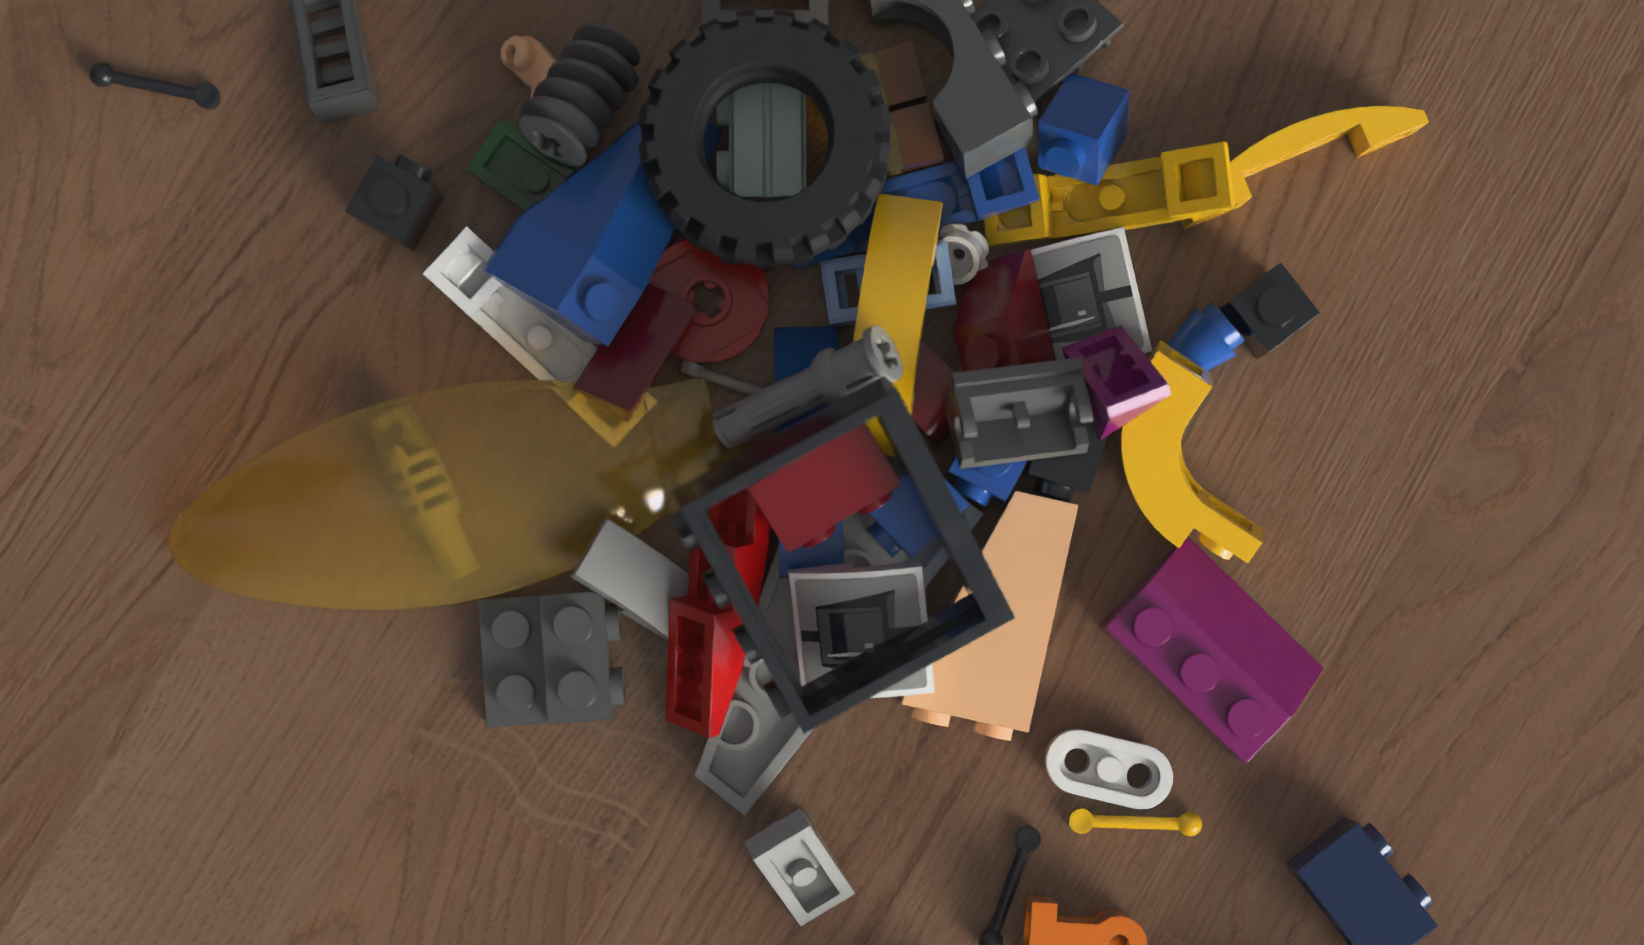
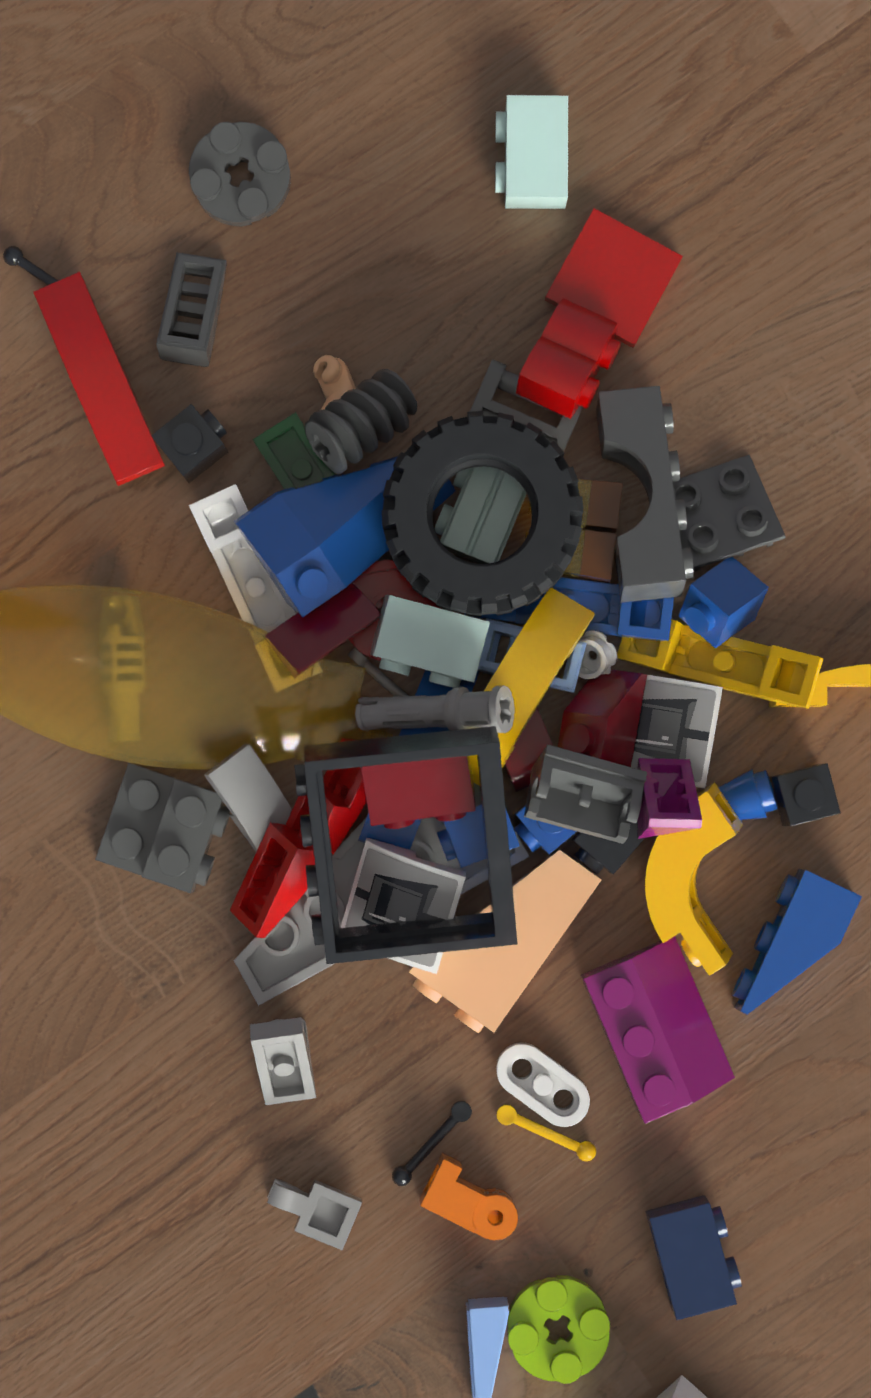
camera: 25 degrees right, 0 degrees up
(259, 173) = (99, 378): none -> red slope
(765, 312) = (429, 640): none -> light aqua brick
(1334, 462) = (806, 928): none -> blue slope

